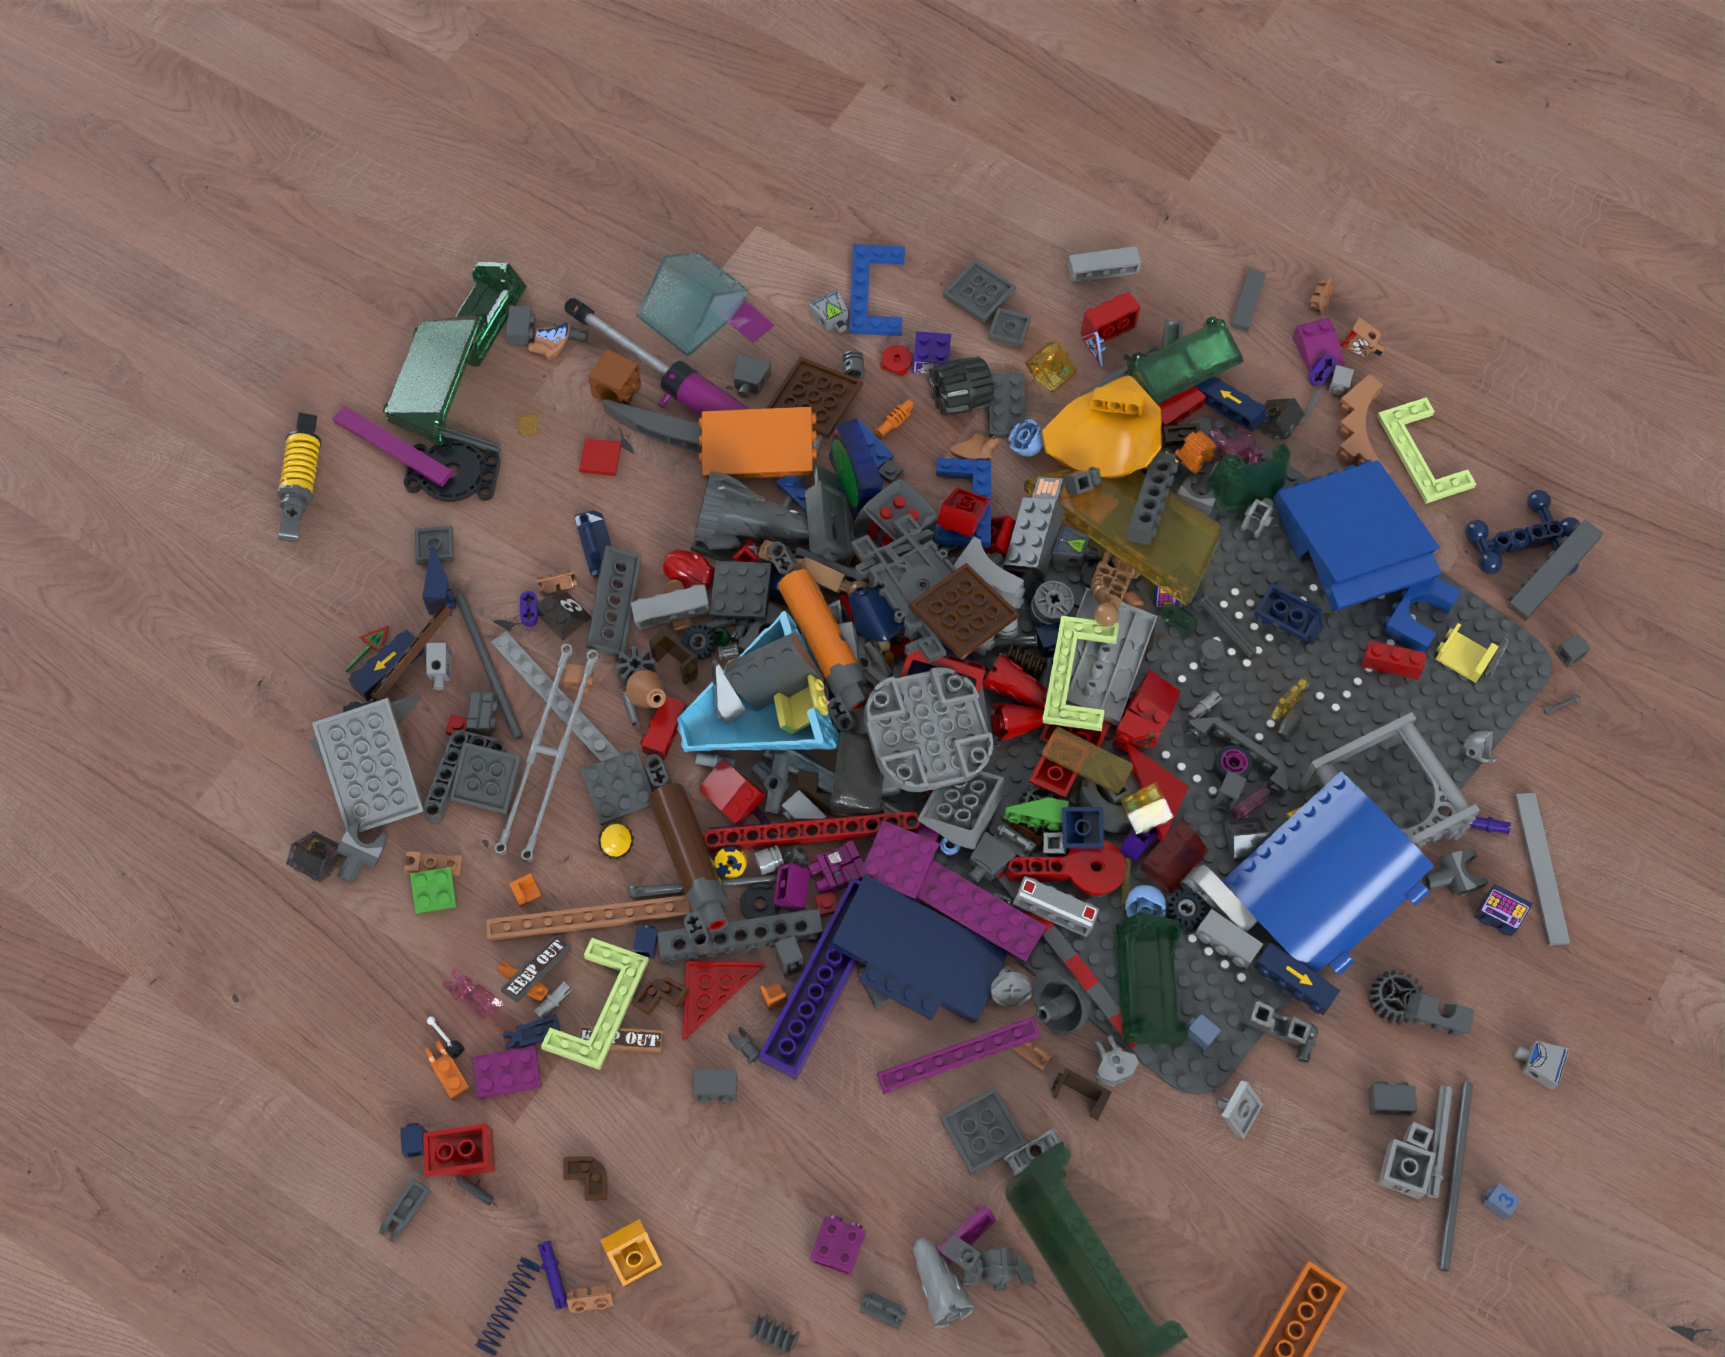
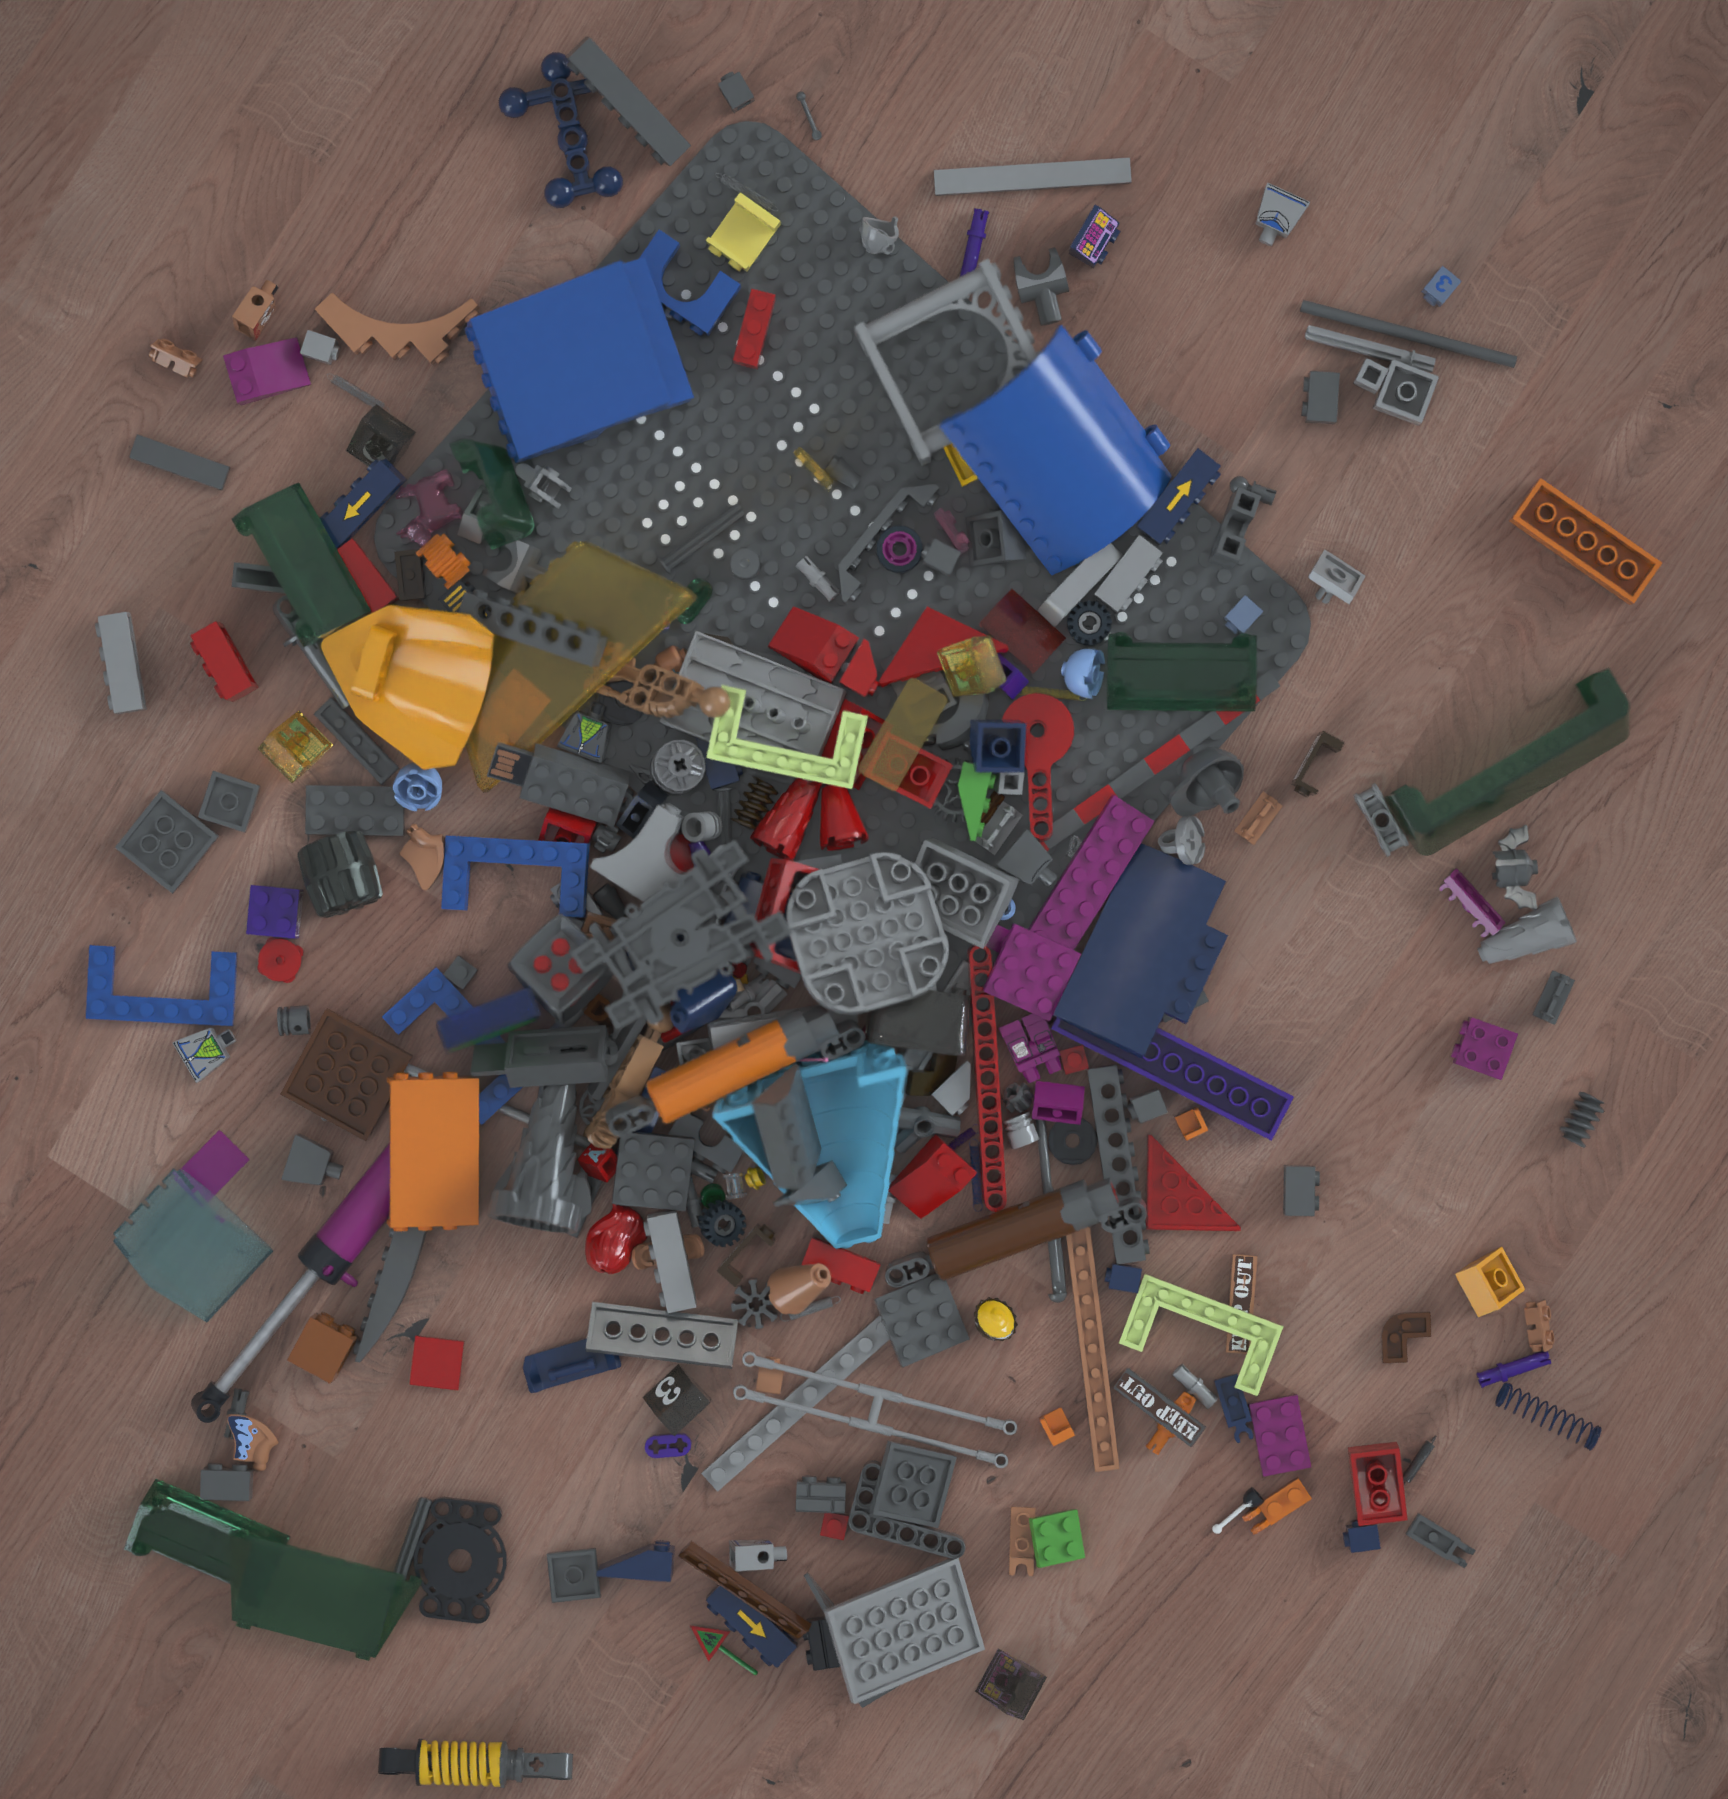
camera: 85 degrees left, 25 degrees up
(358, 852) = (1008, 1633): dark grey connector -> none
(393, 446) = (423, 1643): magenta tile -> none
(474, 996) = (1194, 1479): clear pink animal -> none
(489, 667) = (750, 1492): dark grey piece -> none
(527, 424) = (384, 1463): clear yellow tile -> none
(563, 579) = (630, 1420): nougat hinge -> none
(660, 989) = (1183, 1258): reddish brown plate -> none
(730, 870) = (1014, 1178): yellow piece -> none
(745, 1045) = (1252, 1154): dark grey piece -> none
(793, 710) = (830, 1092): light yellow panel -> none
(894, 418) = (379, 964): orange hinge -> none
(958, 1055) = (1268, 904): magenta tile -> none
(961, 1253) = (1500, 910): dark grey brick -> none
(962, 511) = (543, 878): red slope -> none
(963, 611) = (720, 886): reddish brown tile -> none
(982, 1131) = (1355, 879): dark grey plate -> none
(1056, 906) = (1088, 781): light grey brick -> none
(1058, 403) = (356, 741): none -> dark grey tile
(1082, 481) = (500, 722): dark grey brick -> none
(1093, 342) = (263, 682): piece -> none
(1114, 1062) = (1276, 721): light grey hinge -> none
(1290, 613) = (688, 456): dark blue slope -> none
(1319, 368) = (303, 372): dark purple beam -> none
(1392, 981) = (1194, 365): dark grey gear -> none
(1424, 1010) = (1229, 313): dark grey arch -> none
(1429, 488) = (389, 283): yellowish green plate -> none

